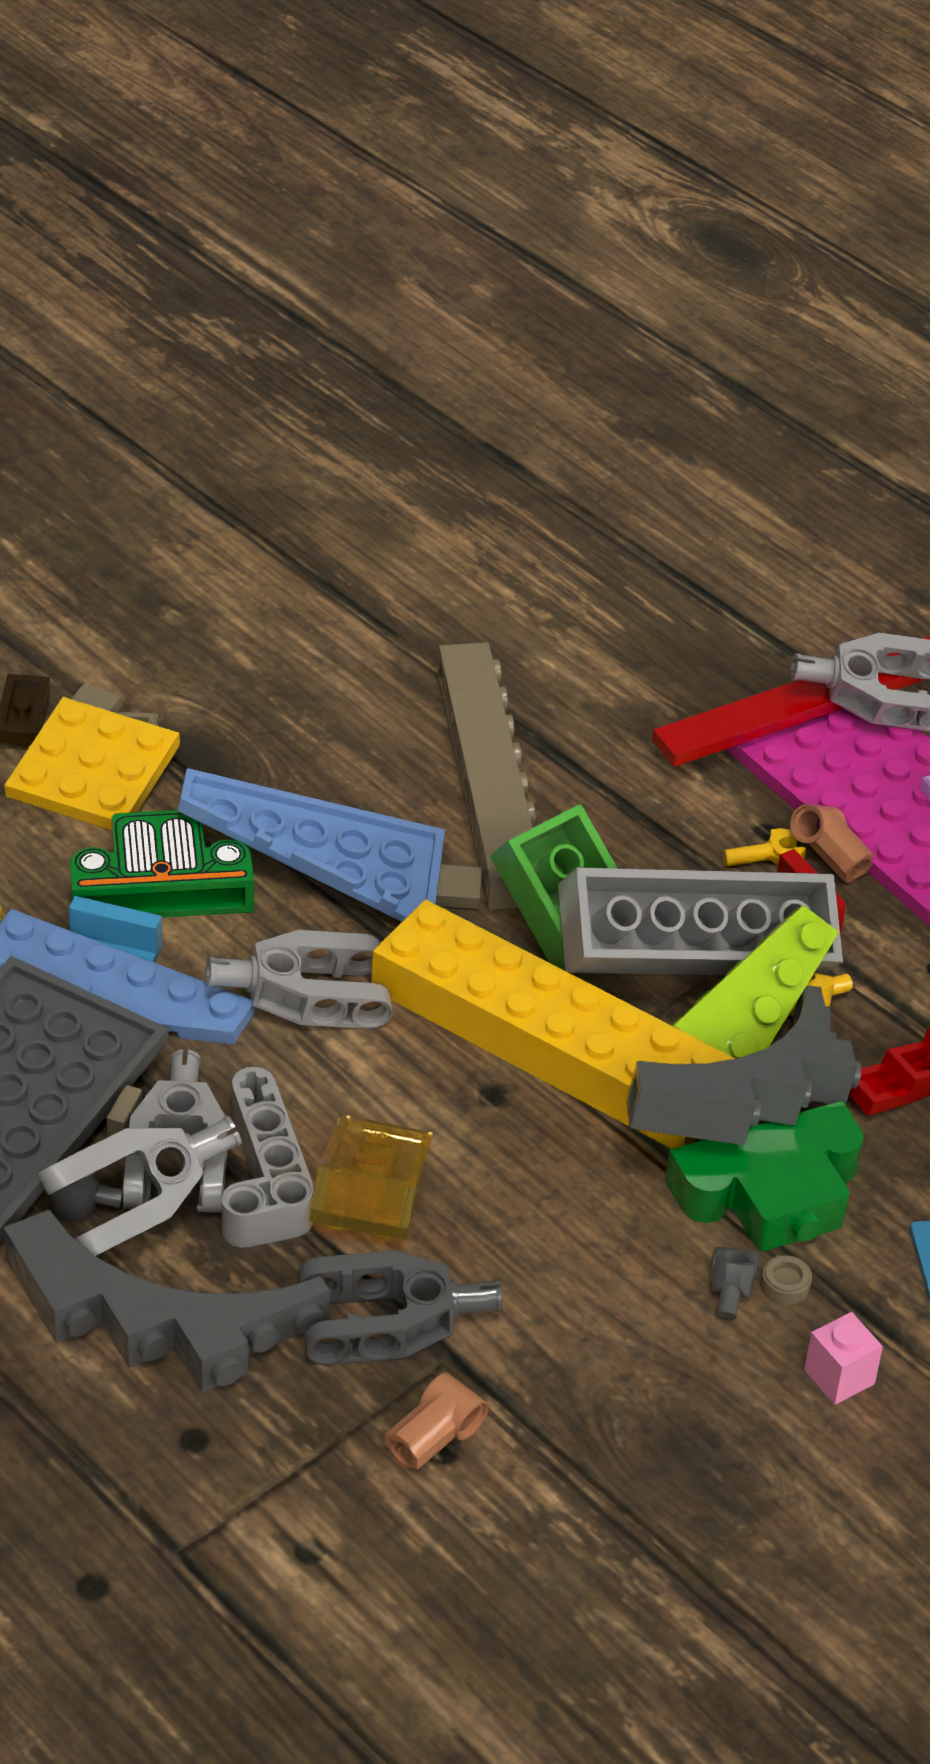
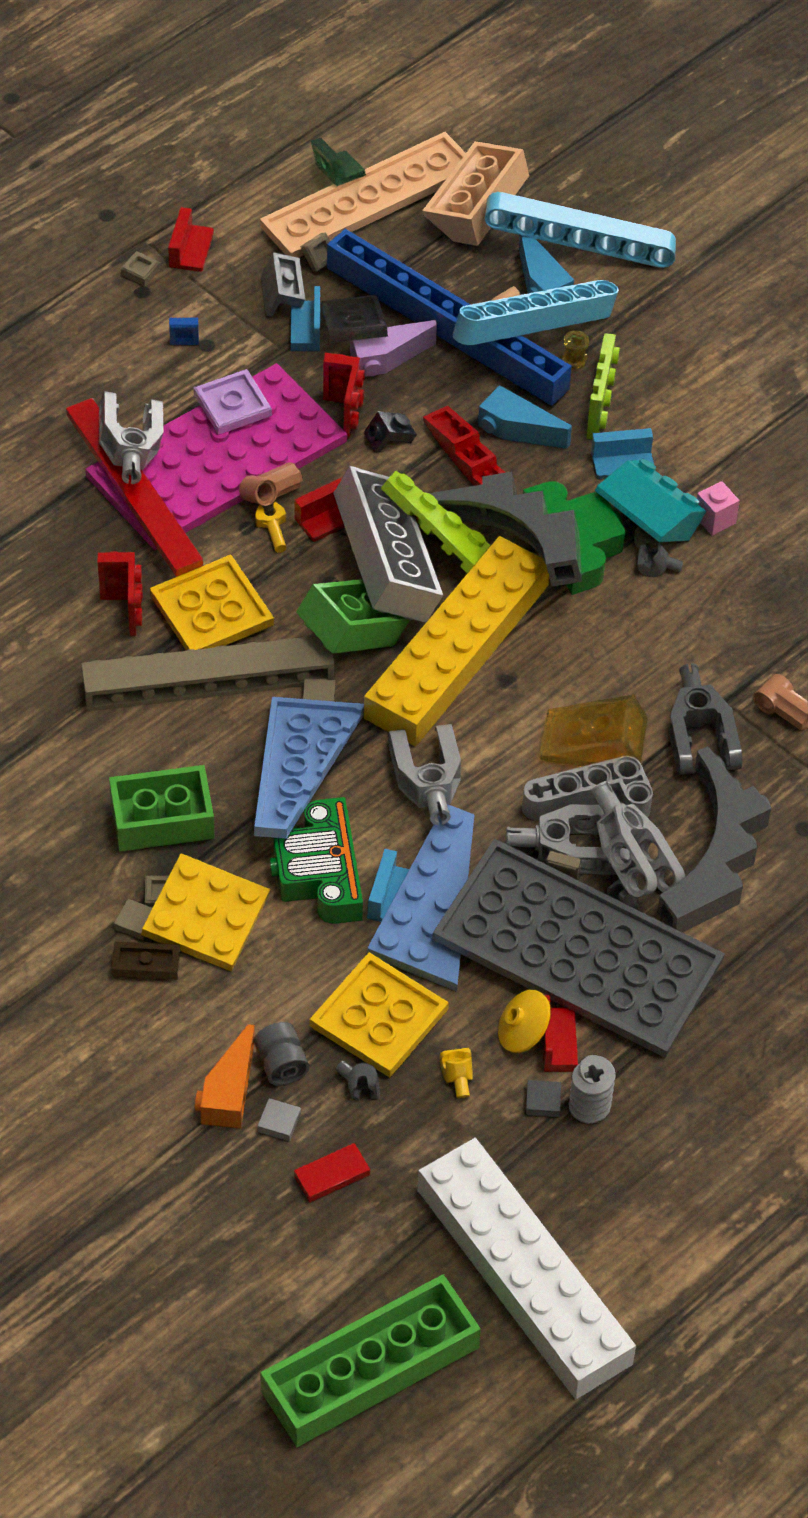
camera: 90 degrees left, 10 degrees up
(252, 715) = (161, 808): none -> bright green brick
(611, 685) = (122, 581): none -> red bracket
(614, 777) = (212, 605): none -> yellow plate
(830, 1256) = (652, 501): none -> teal slope

